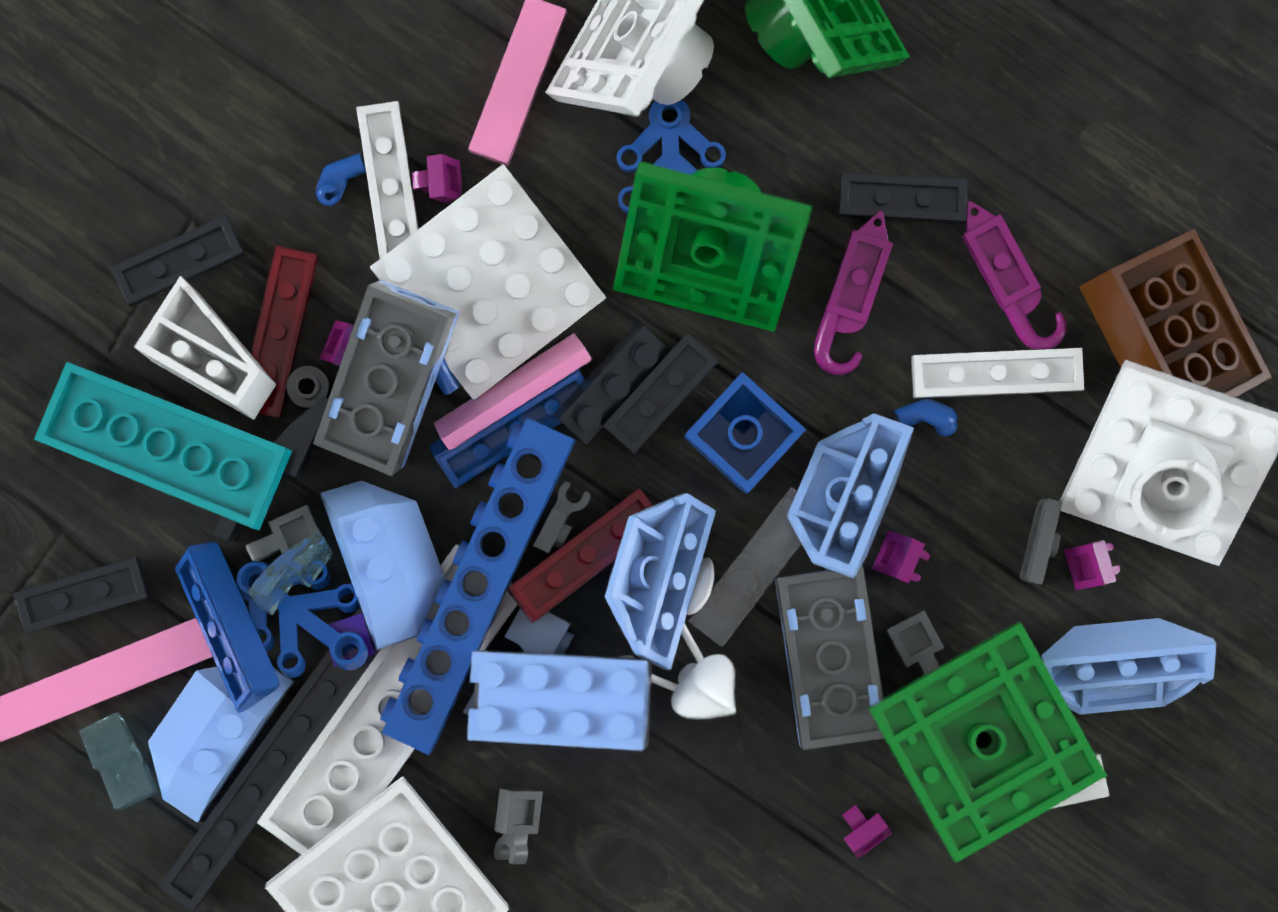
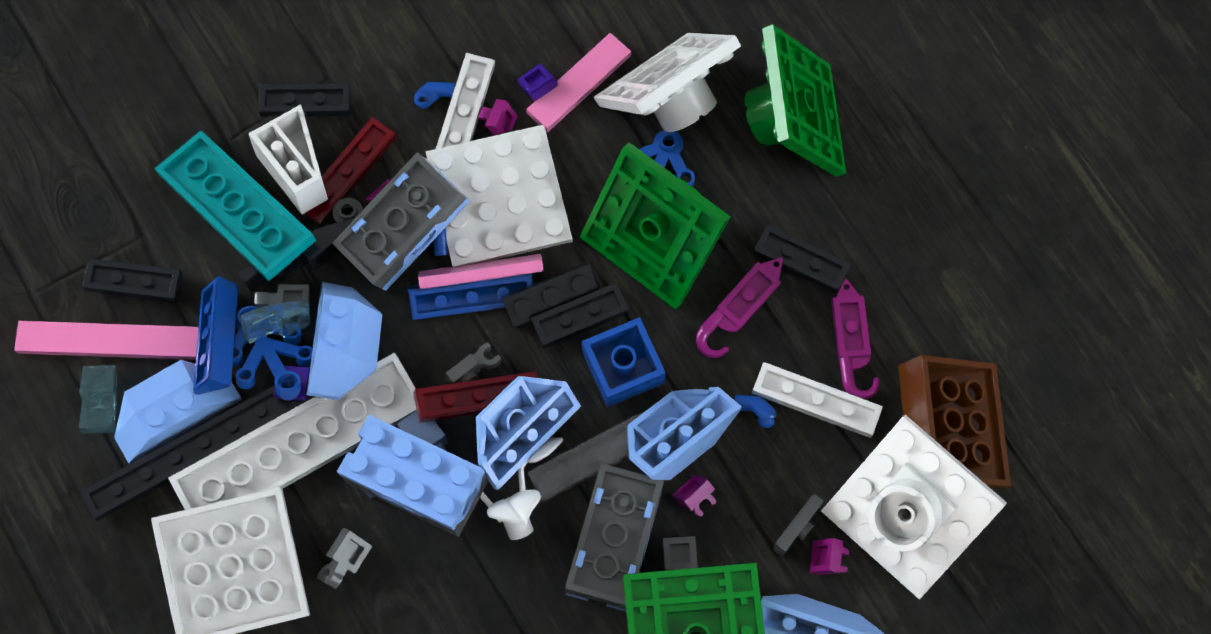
camera: 20 degrees right, 15 degrees down
(424, 729) = (340, 440): blue brick -> none
(465, 105) = (537, 82): none -> dark purple tile

